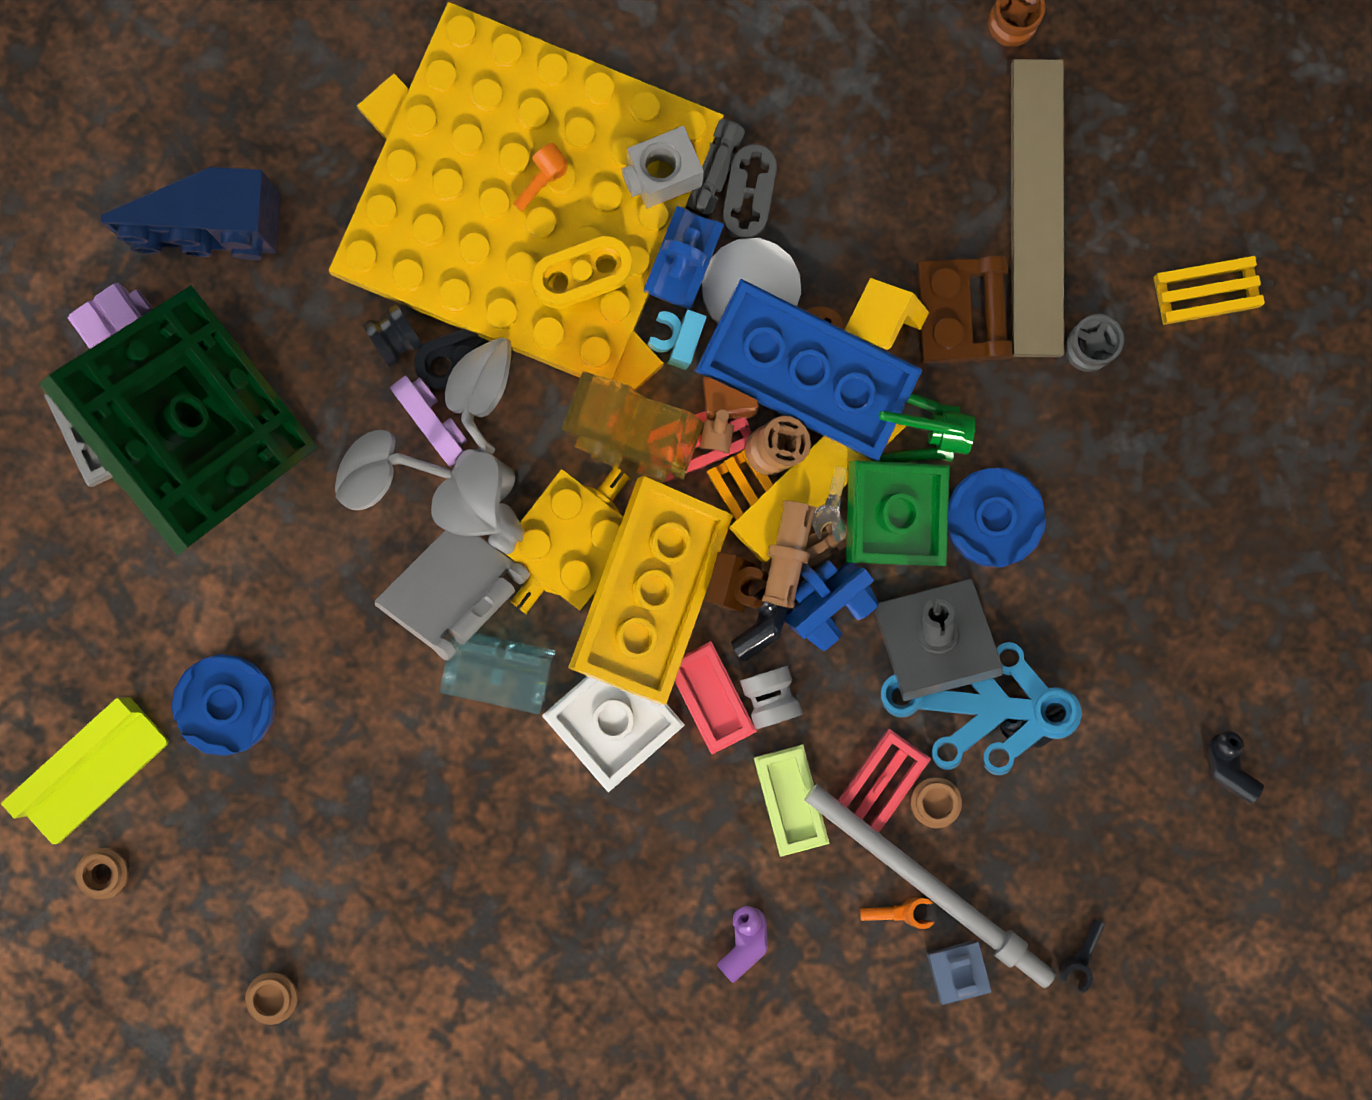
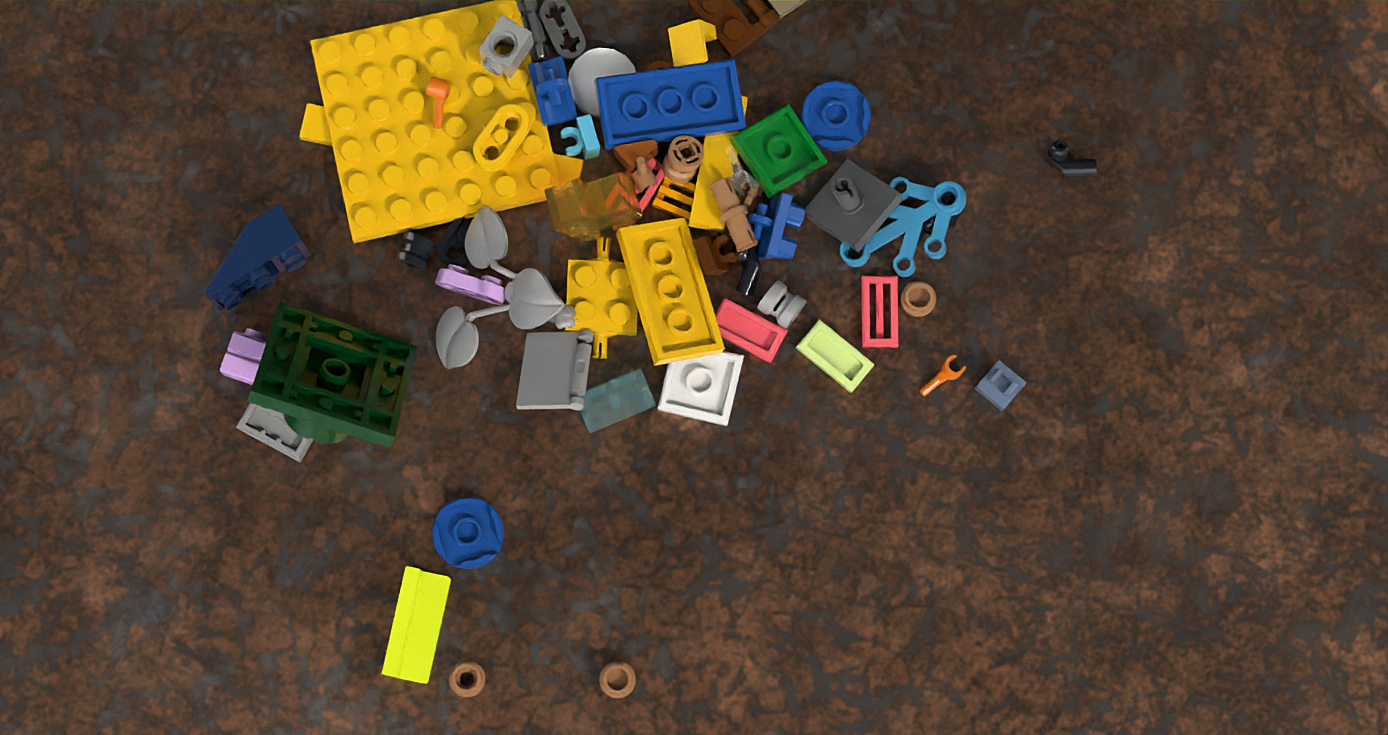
camera: 30 degrees left, 5 degrees down
(750, 943) = (869, 451): medium lavender arm -> none
(947, 429) = (772, 84): green plant -> none
(1006, 945) = (1017, 351): light grey bar -> none
(1083, 957) = (1064, 326): black hand -> none

